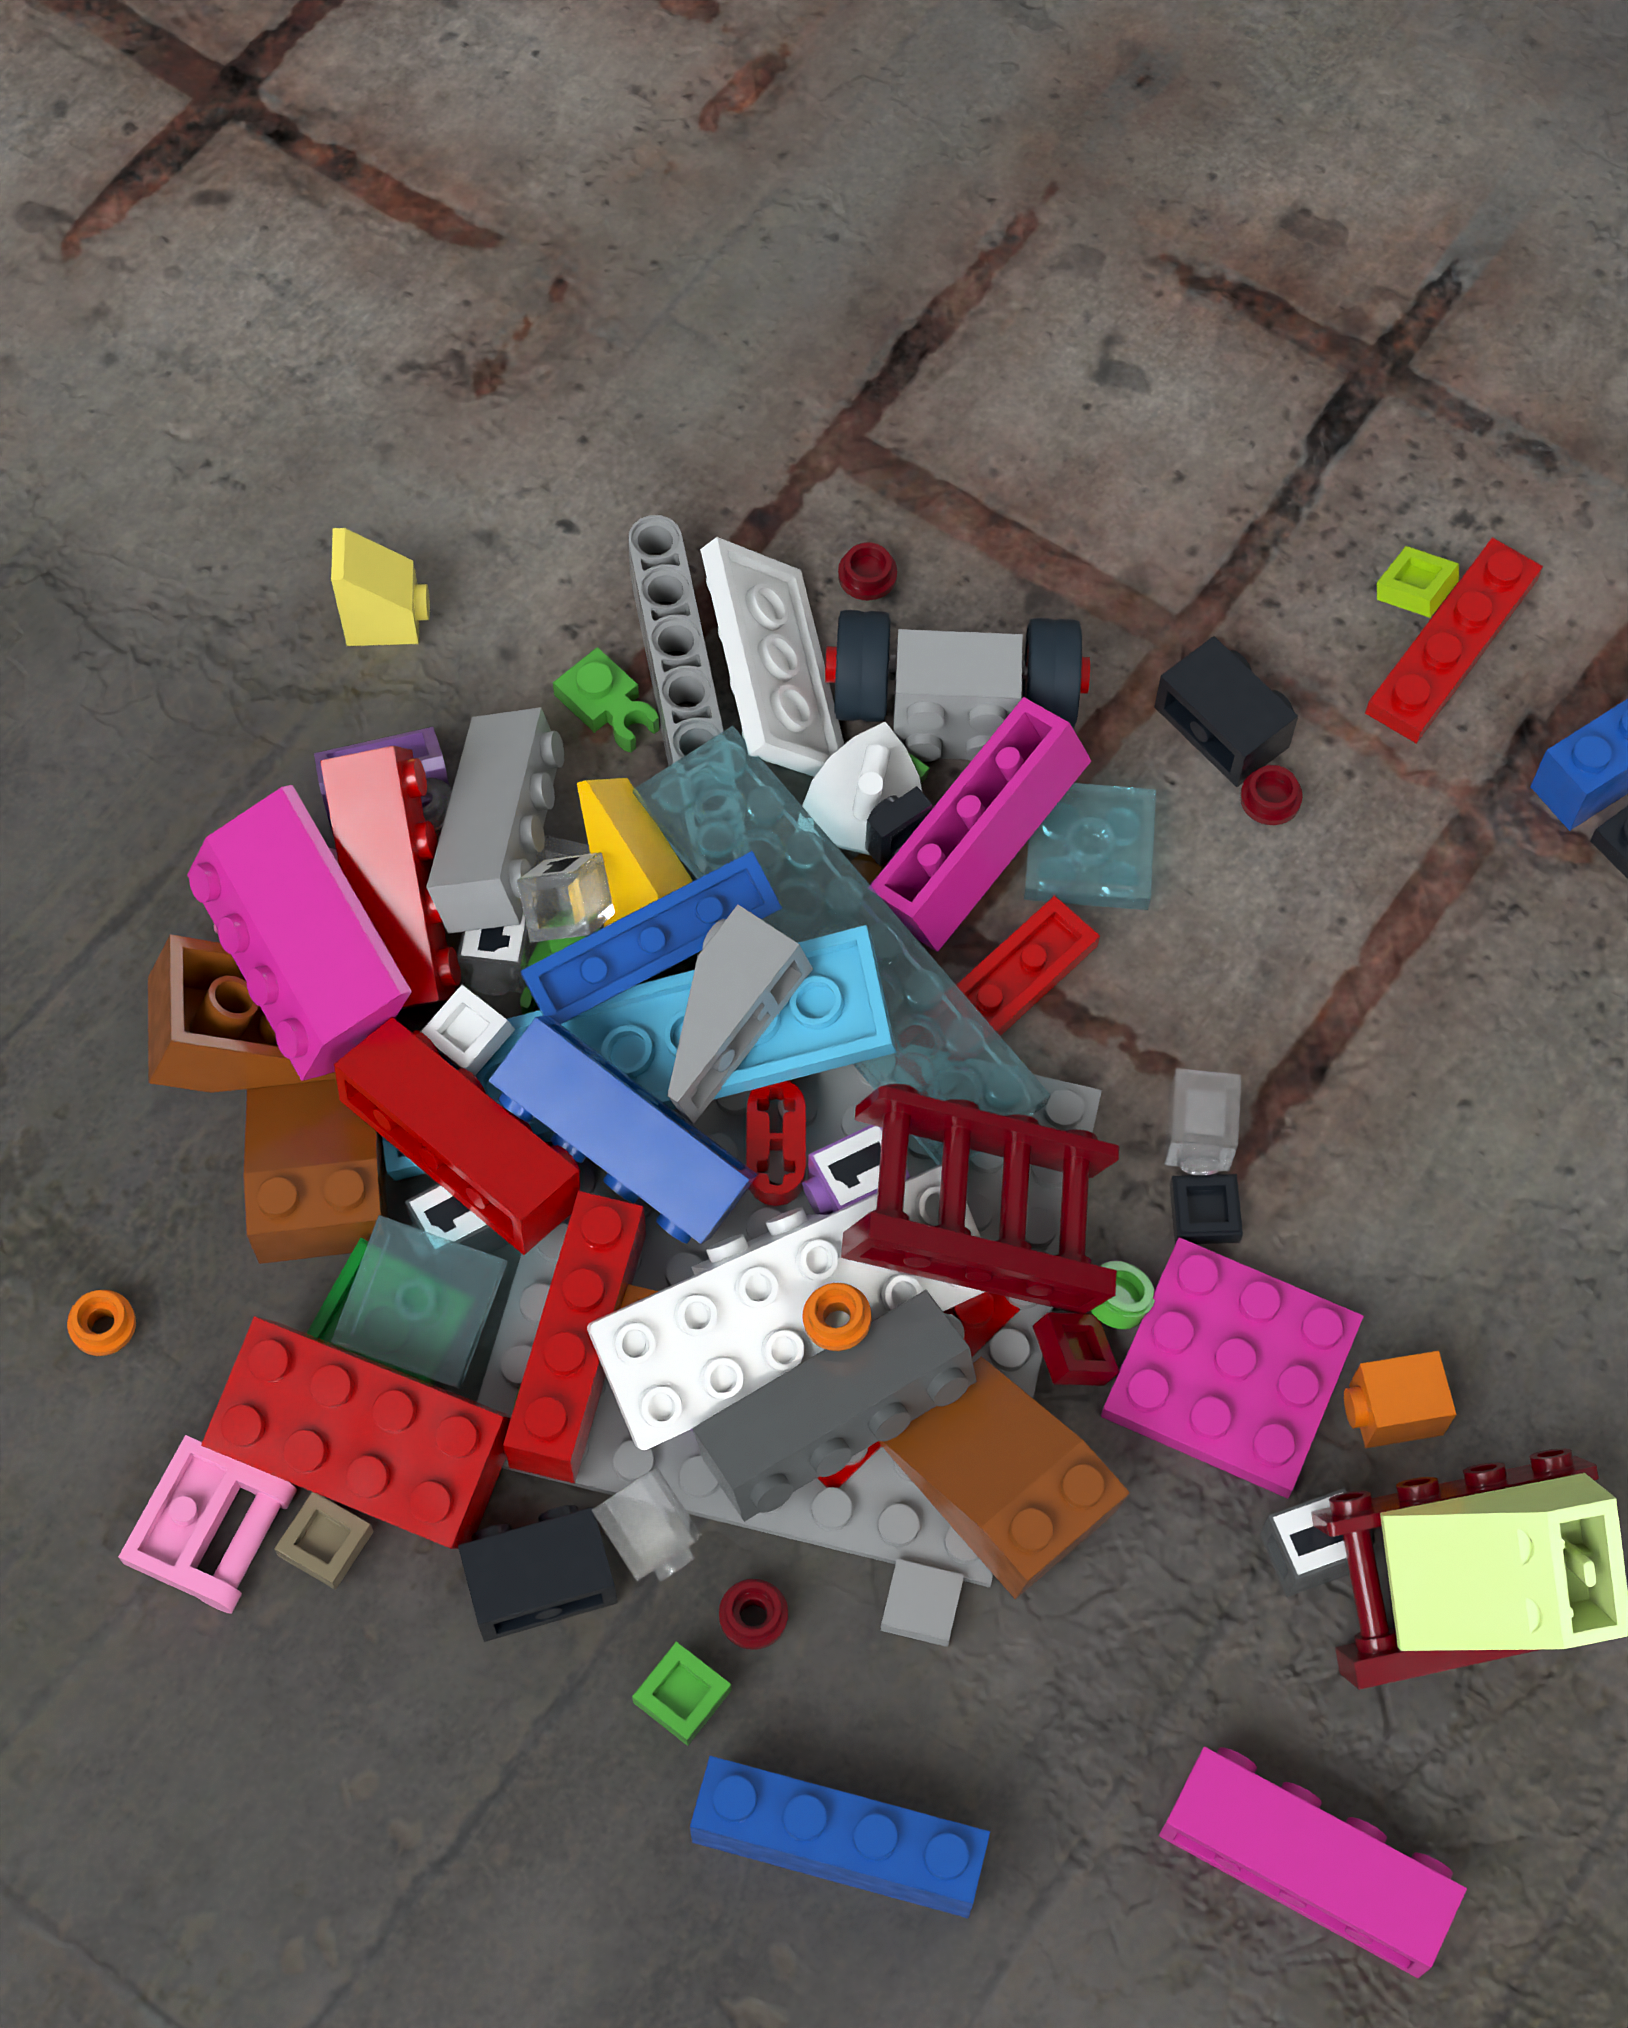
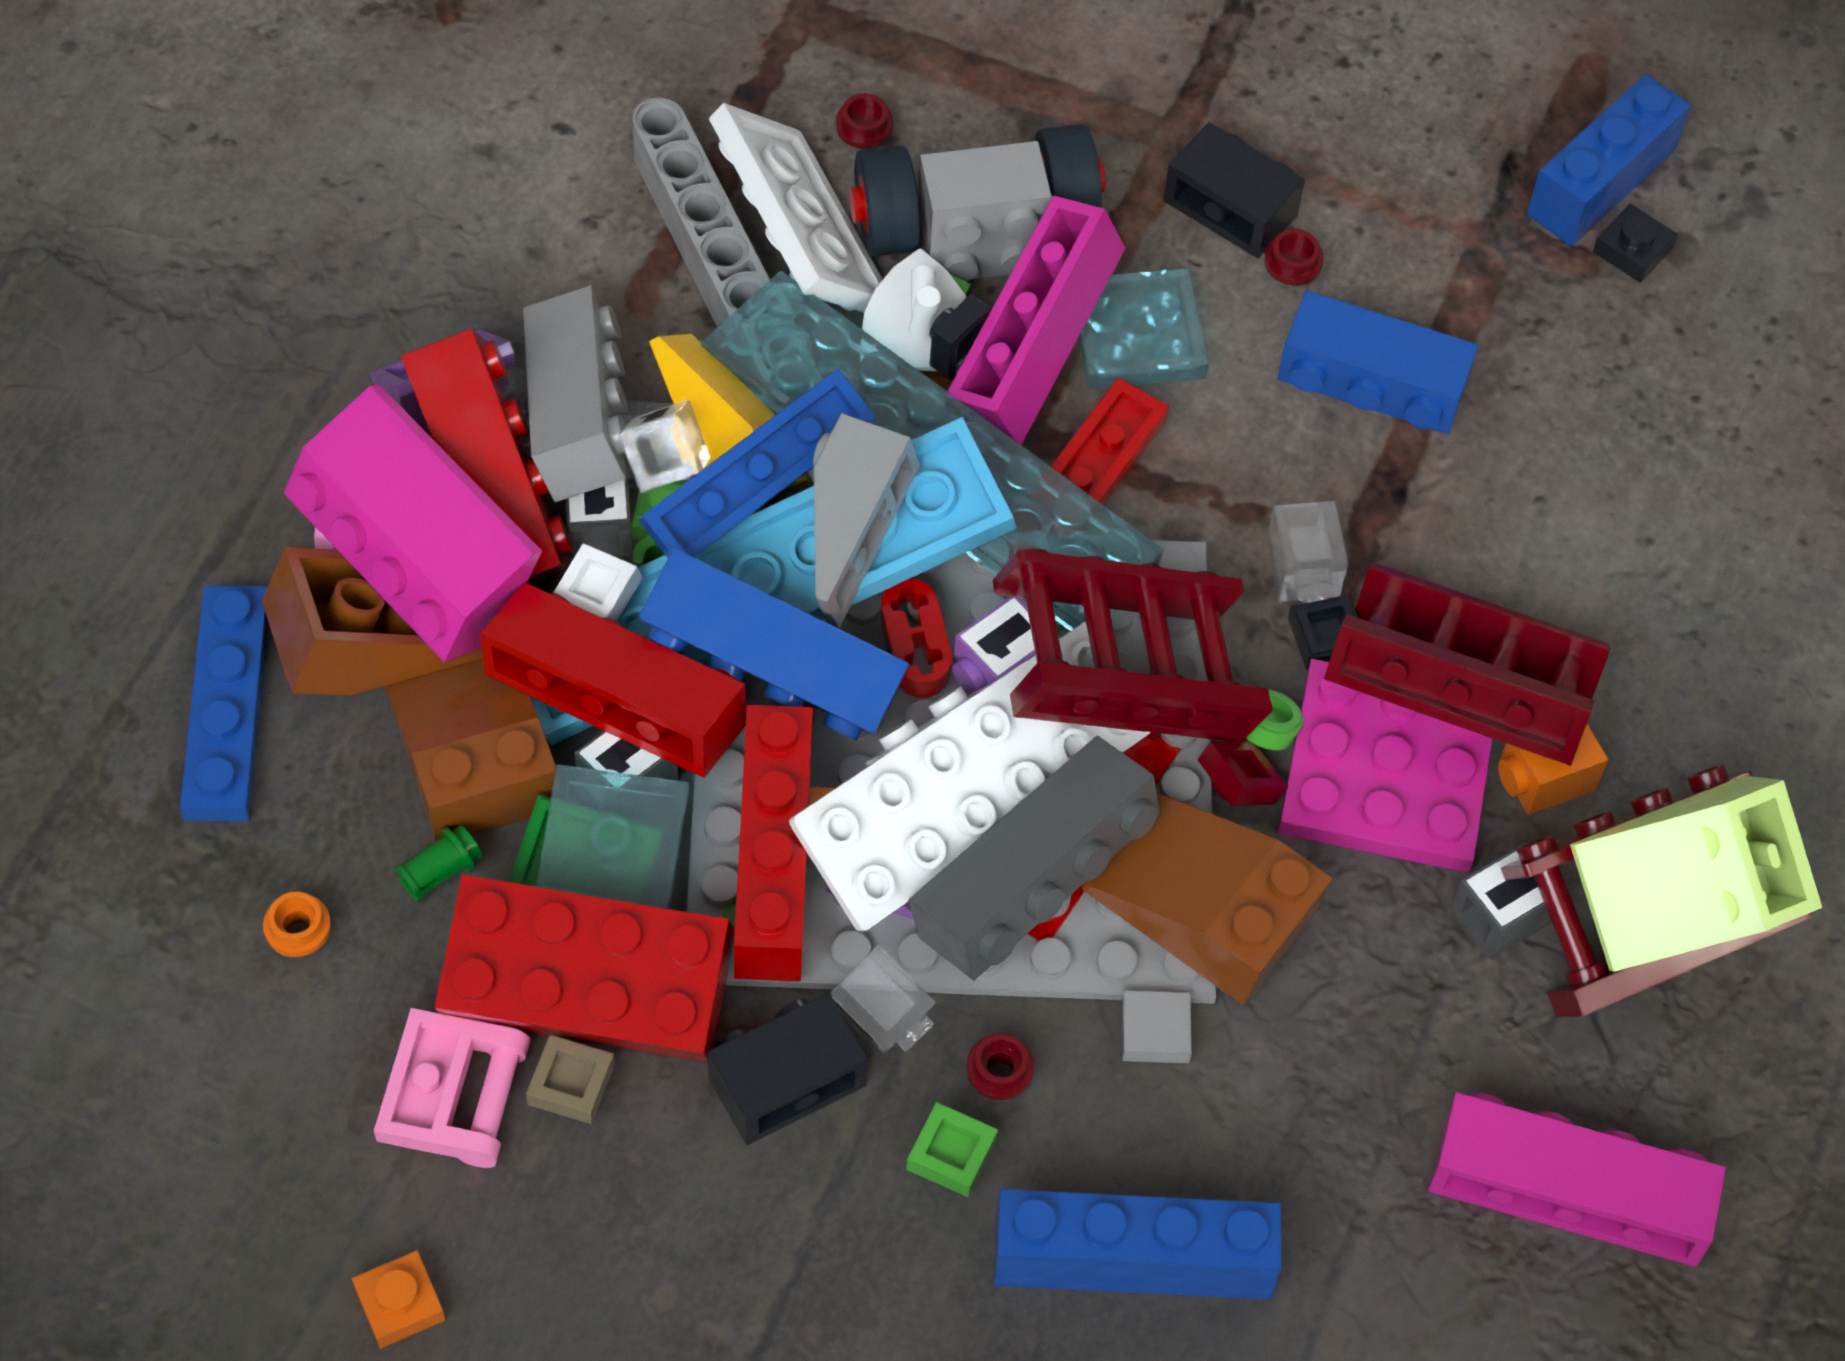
camera: 15 degrees left, 5 degrees down
(89, 1079) = (225, 705): none -> blue plate
(104, 1733) = (398, 1299): none -> orange plate
(252, 1285) = (438, 862): none -> green pin
(376, 592) = (399, 212): light yellow slope -> none
(602, 694) = (640, 272): bright green plate -> none
(834, 1298) = (1017, 755): orange plate -> none
(1315, 1311) = (1469, 663): none -> dark red fence
(1327, 927) = (1377, 362): none -> blue brick
(1417, 581) = (1380, 49): lime plate -> none
(1453, 640) = (1424, 97): red plate -> none

